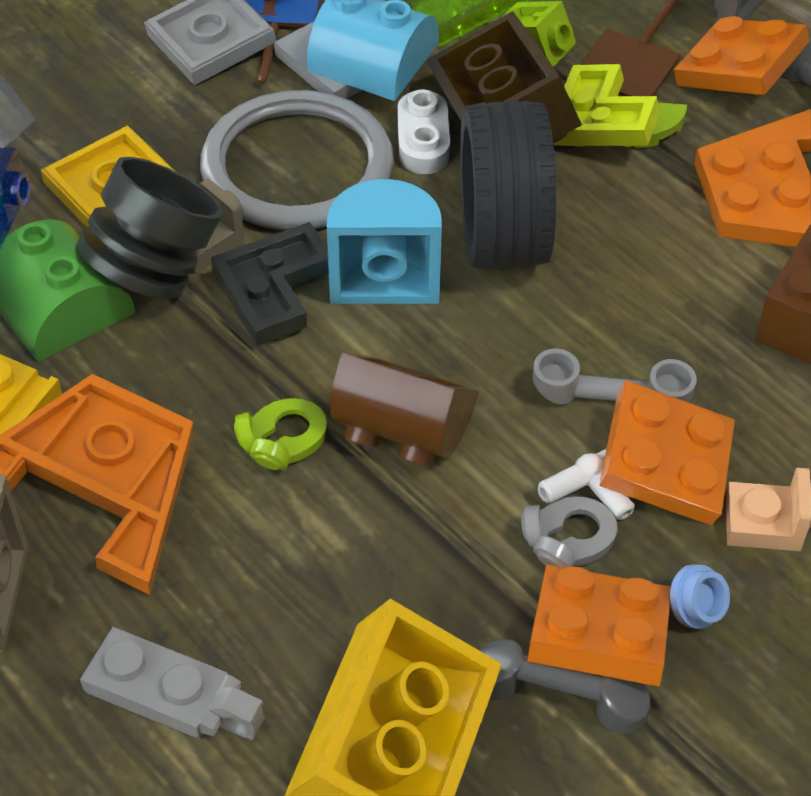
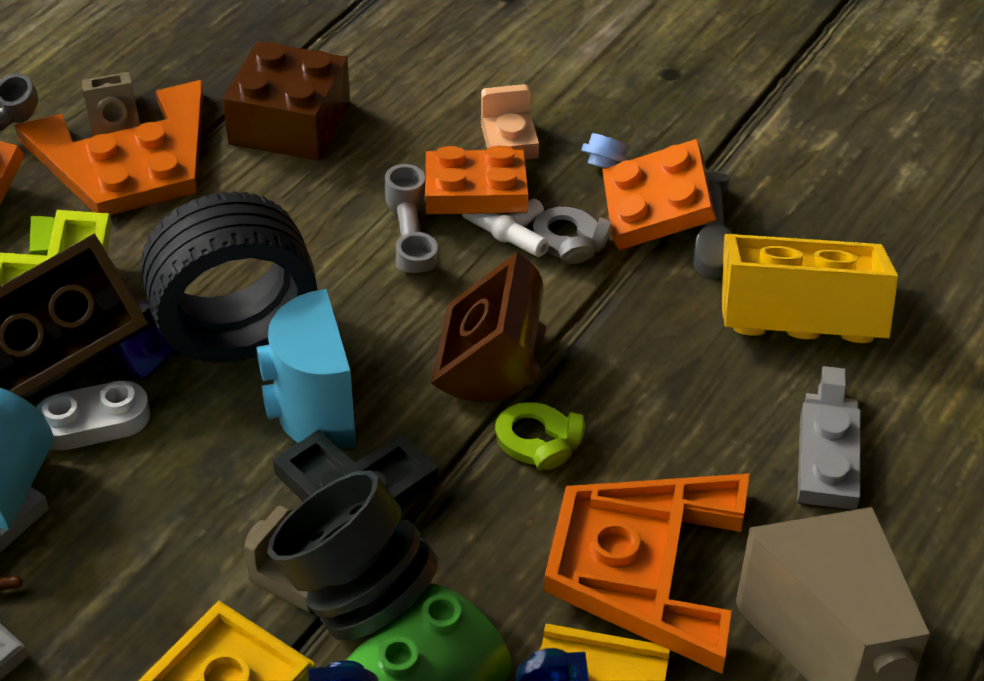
camera: 105 degrees left, 5 degrees down
(292, 103) = (171, 589): light grey wedge -> none

